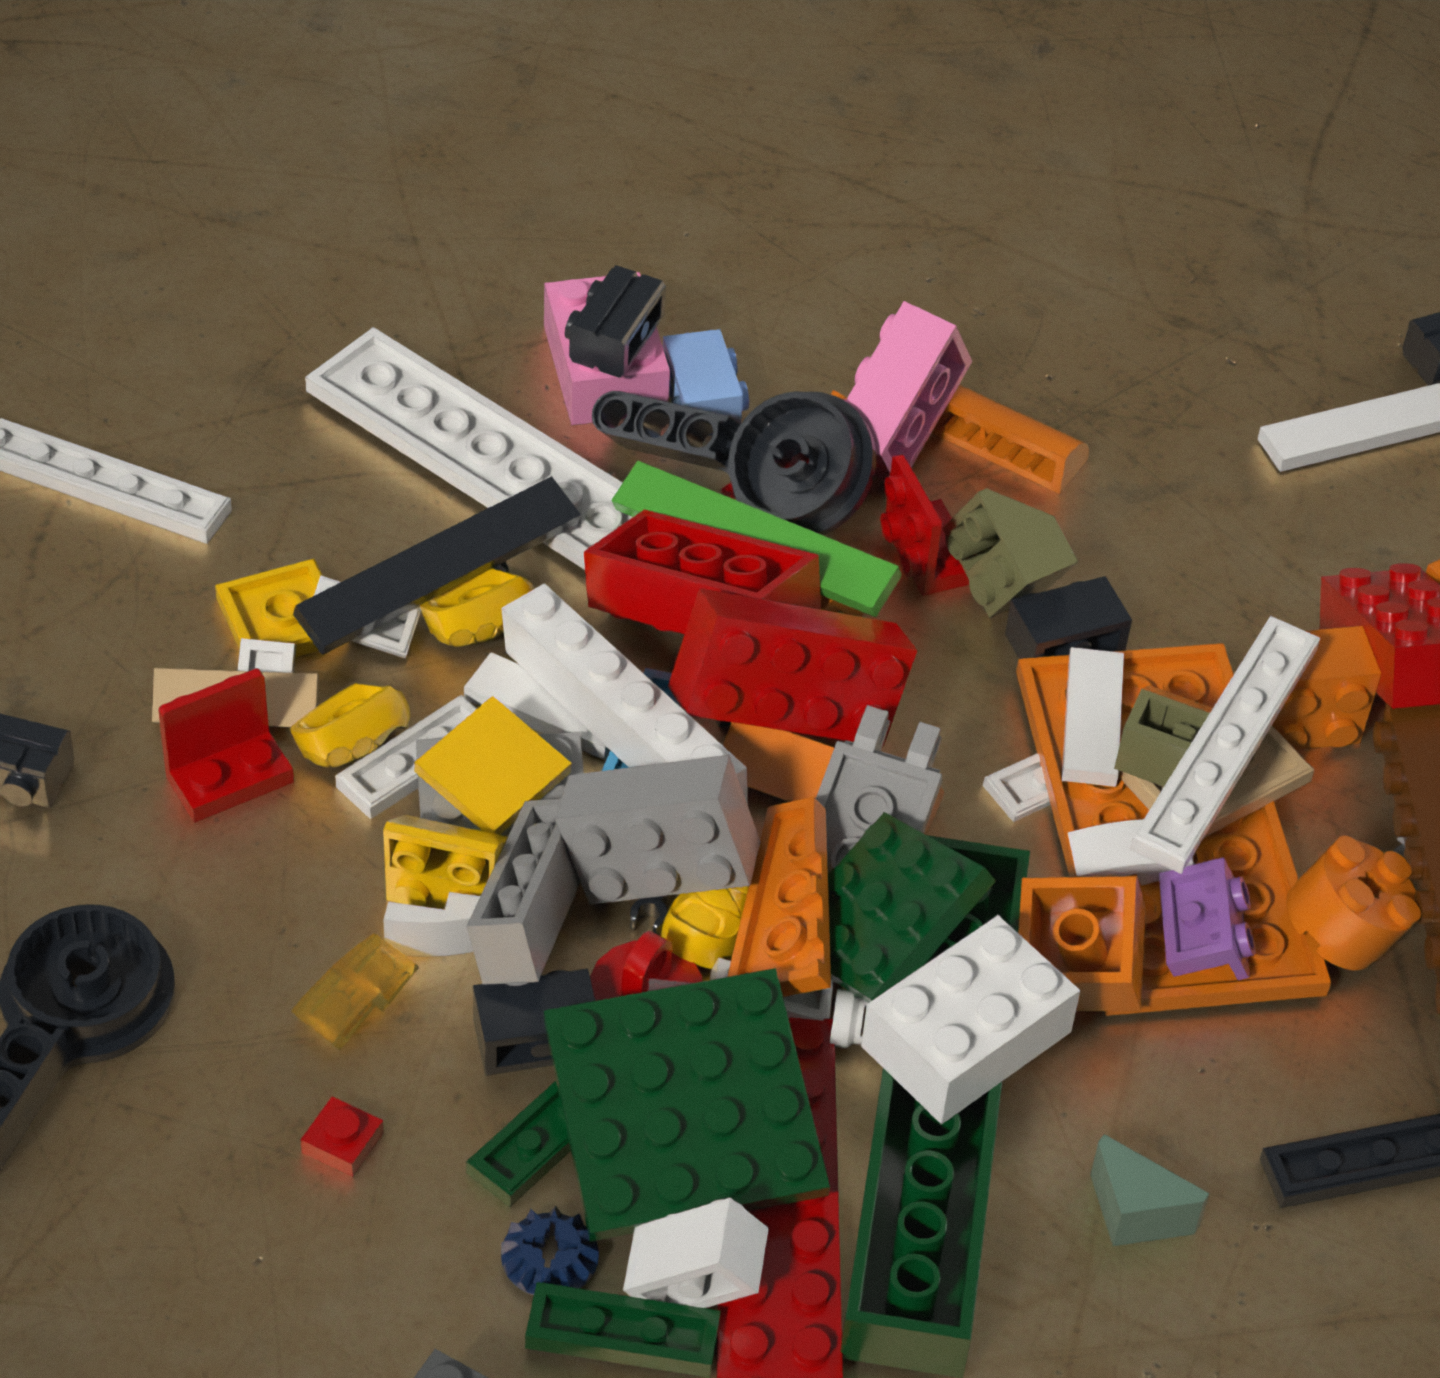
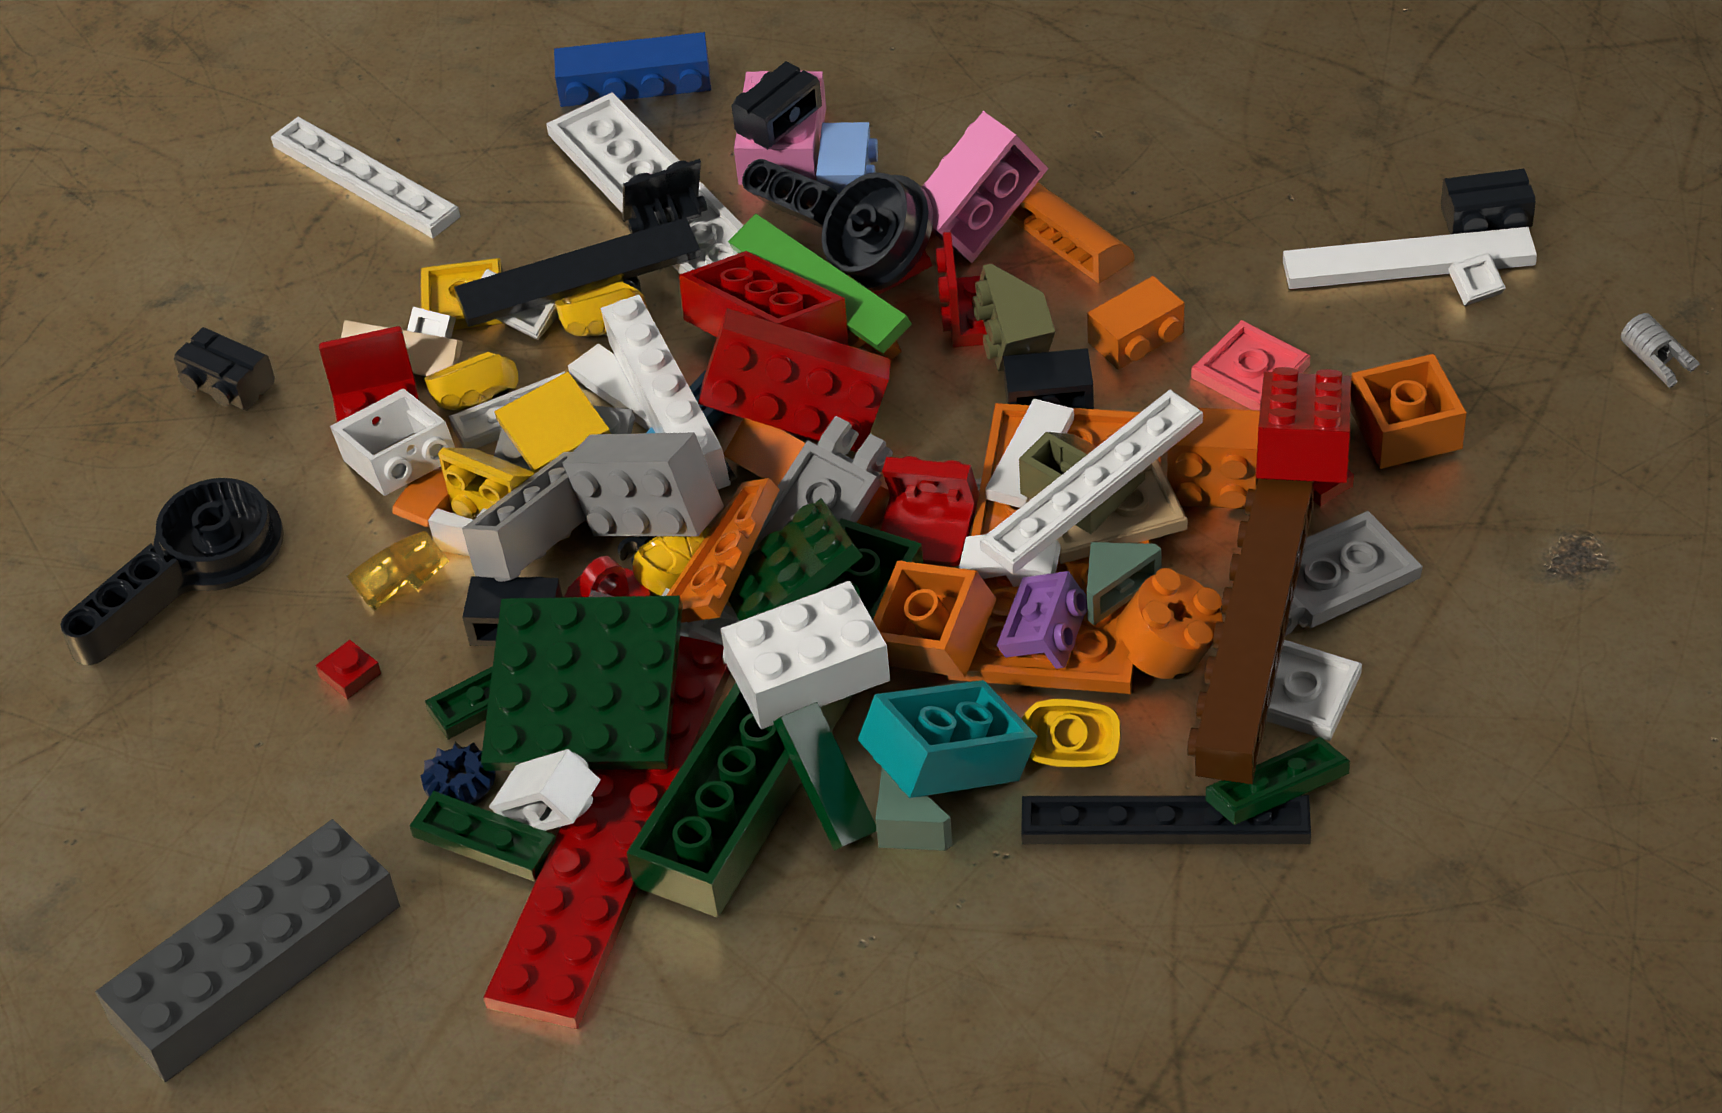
camera: 25 degrees right, 0 degrees up
(278, 782) = (398, 418): none -> white window
(356, 879) = (423, 498): none -> orange slope
(384, 294) = (632, 69): none -> blue brick
(514, 457) = (660, 191): none -> black hinge
(1004, 798) = (931, 505): none -> red bracket
(1038, 1169) = (825, 775): none -> dark green tile
(1136, 536) = (1135, 322): none -> orange brick
(1167, 1094) = (946, 738): none -> teal brick
(1267, 849) = (1117, 574): none -> sand green slope
(1280, 571) = (1239, 362): none -> coral tile
(1293, 1059) = (1073, 732): none -> yellow piece

